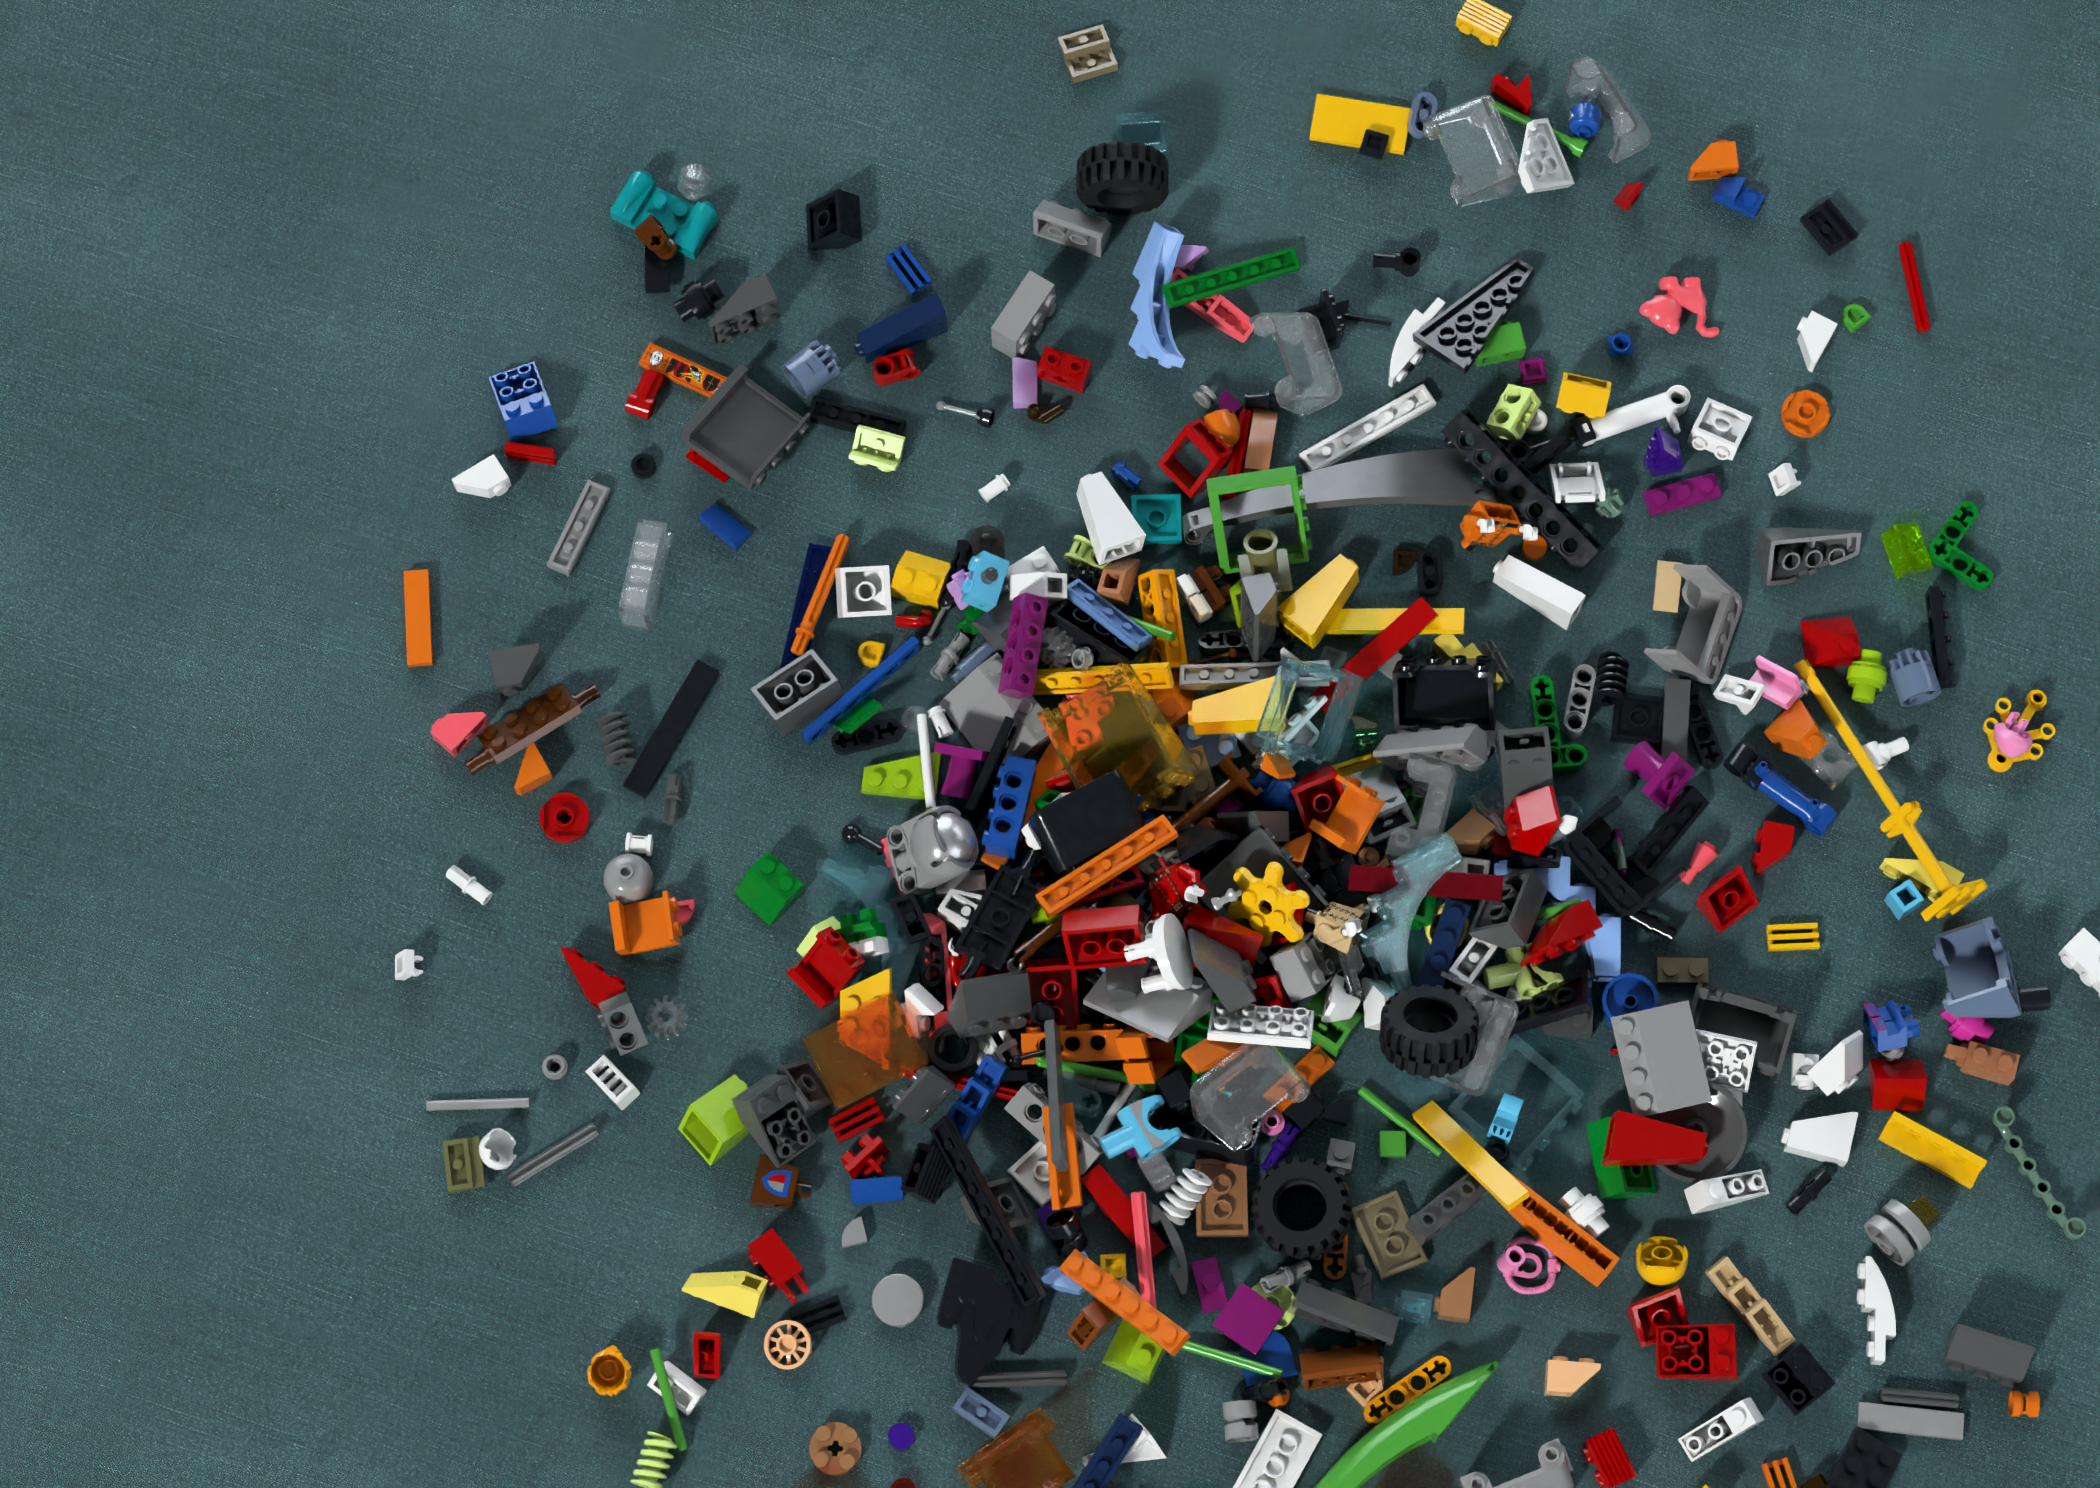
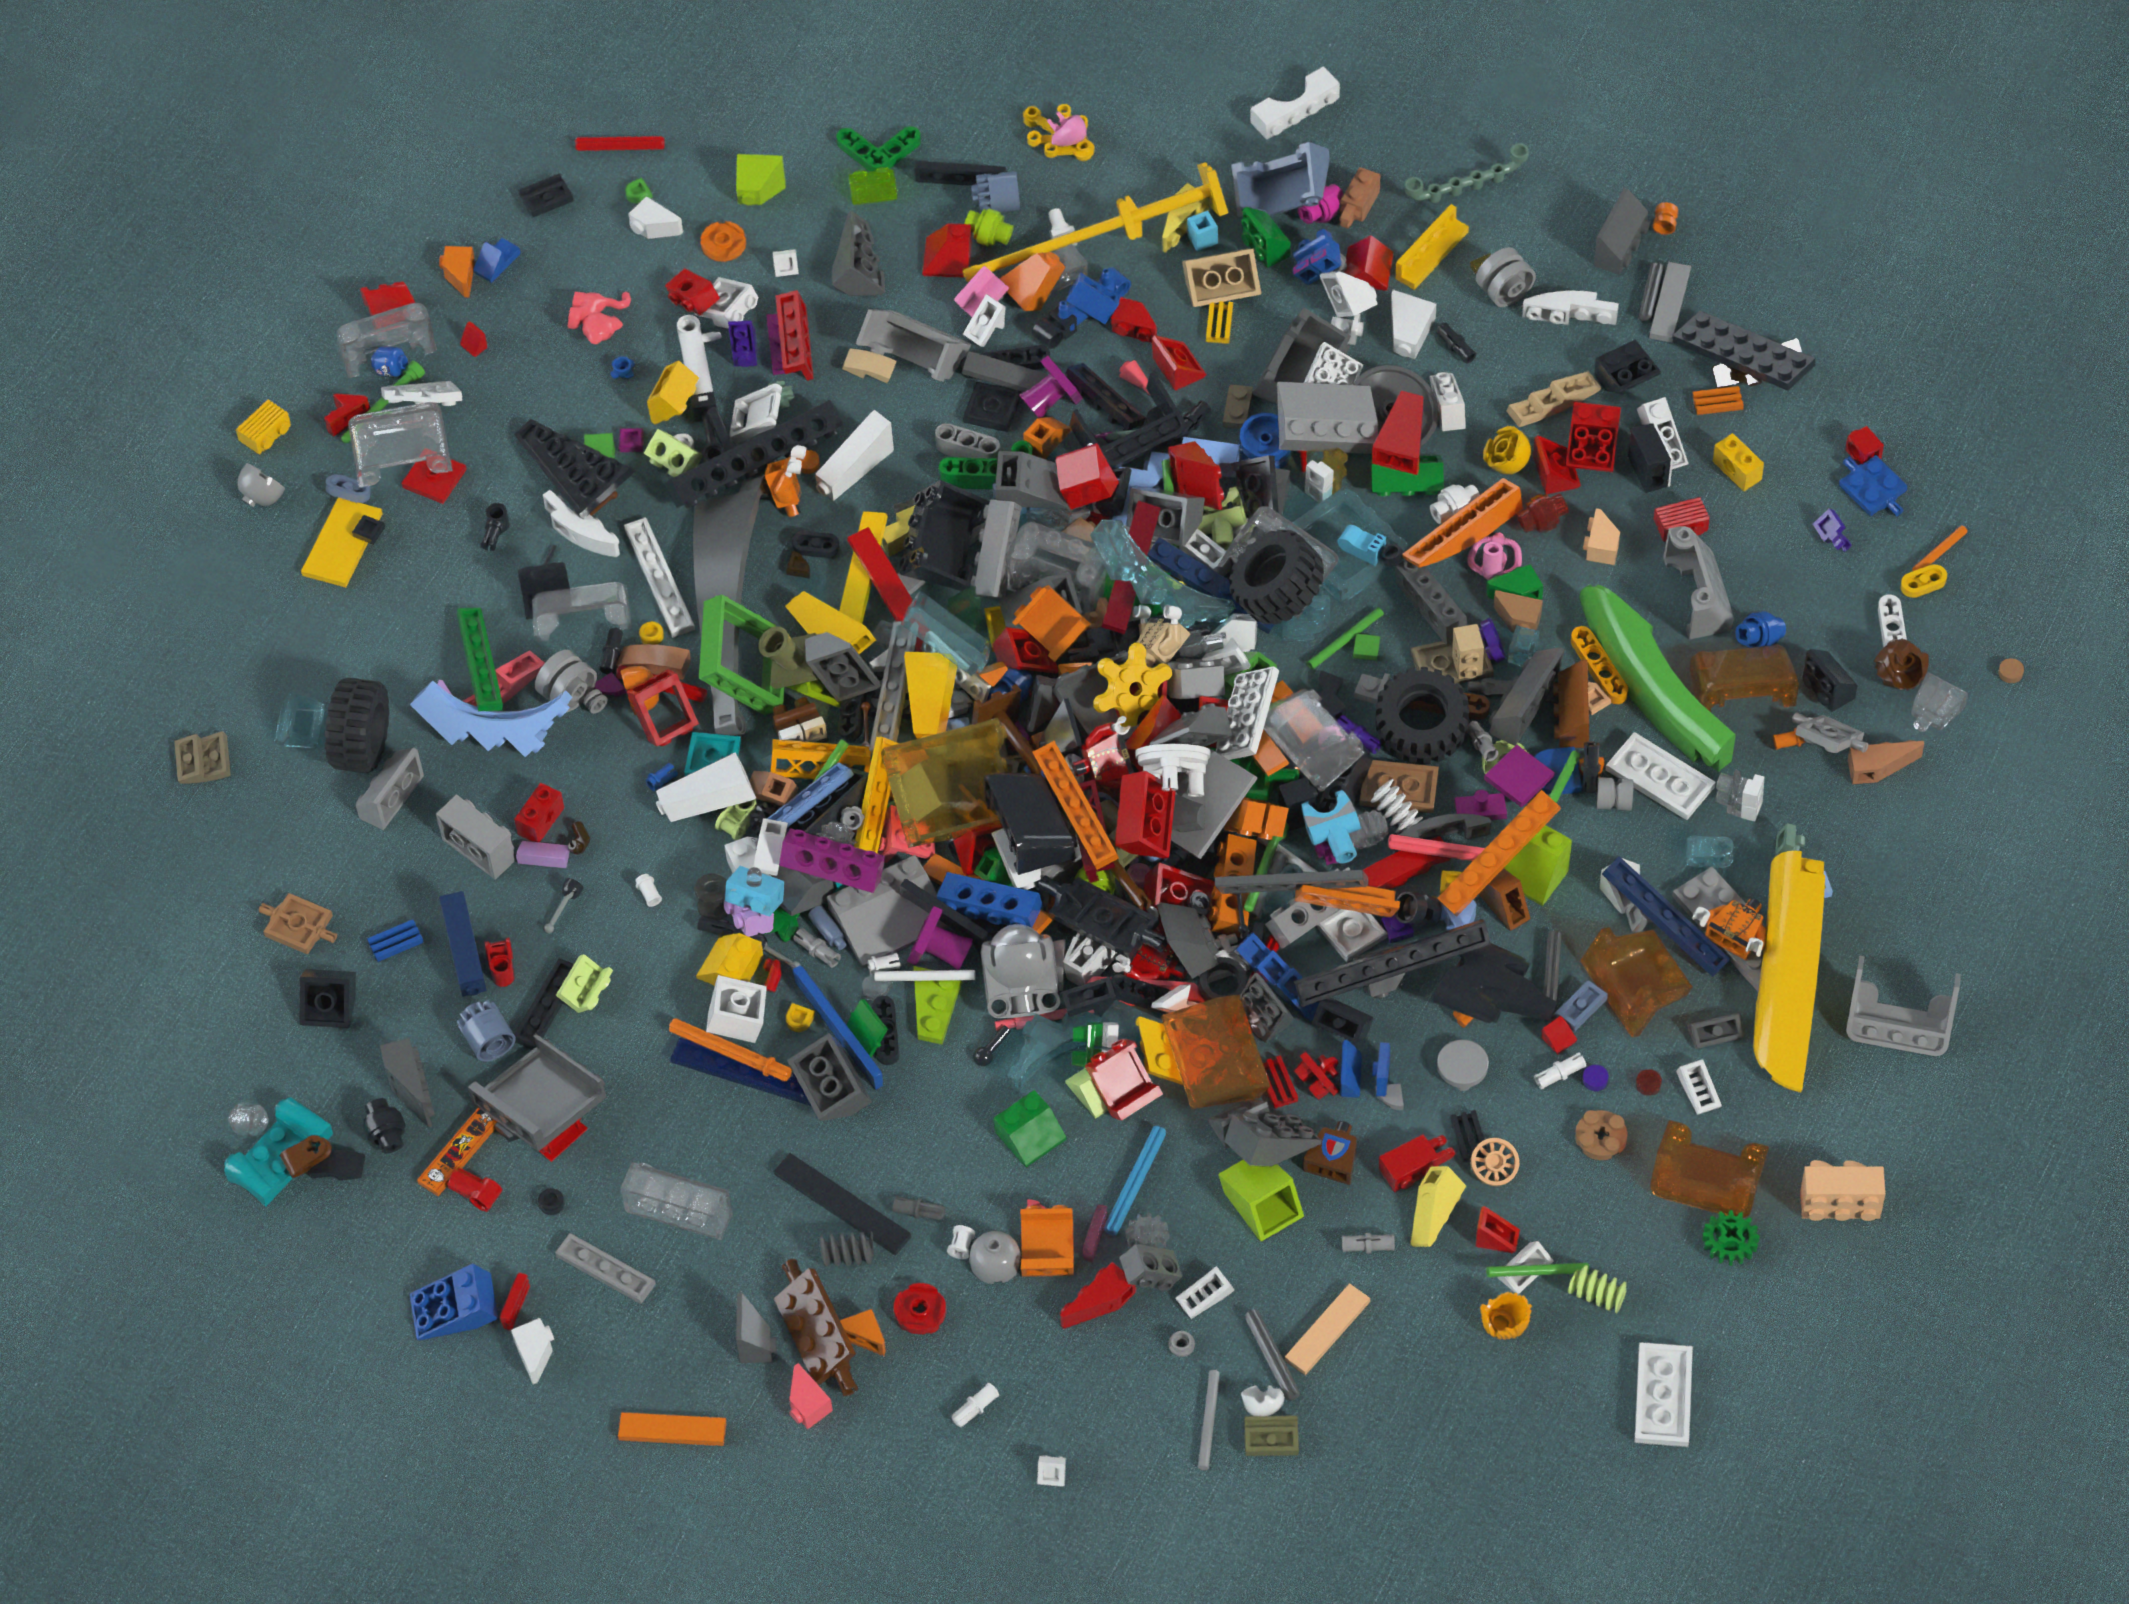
camera: 80 degrees left, 15 degrees down
(586, 1203) = (1327, 1329): none -> light nougat tile
(662, 967) = (1095, 1233): none -> clear pink tile
(680, 1213) = (1368, 1243): none -> light grey pin
(724, 526) = (635, 1133): blue slope -> none
(728, 998) = (1135, 1180): none -> dark azure axle
(875, 1219) = (1381, 1069): none -> blue plate
(902, 1399) = (1560, 1071): none -> white pin
(912, 178) = (298, 923): none -> medium nougat plate
(944, 1394) = (1558, 1035): none -> red slope
(1215, 362) = (567, 673): none -> light grey wheel
(1230, 896) = (1124, 707): light grey piece -> none
(1297, 435) = (651, 633): none -> yellow tile
(1384, 1246) = (1467, 651): none -> tan brick
(1407, 31) = (258, 487): none -> light grey cylinder
(1417, 1273) = (1489, 633): none -> dark purple plate
(1440, 199) = (431, 484): none -> red plate
(1470, 1155) = (1392, 573): yellow tile -> none
(1490, 1292) = (1520, 581): none -> green slope
(1588, 1308) = (1542, 513): none -> clear red piece
(1596, 1074) = (1326, 476): none -> hips
(1603, 777) = (1045, 435): none -> orange slope
(1611, 679) = (954, 412): black piece -> none
(1656, 103) = (386, 297): none -> red slope
(1679, 1415) = (1650, 457): none -> black piece
(1688, 503) = (794, 334): none -> red fence
(1721, 392) = (692, 292): none -> red brick
(1785, 797) = (1093, 298): none -> blue hinge
(1848, 929) = (1222, 277): none -> tan slope
(1883, 430) = (759, 178): none -> lime slope
(1911, 967) = (1264, 237): none -> green slope

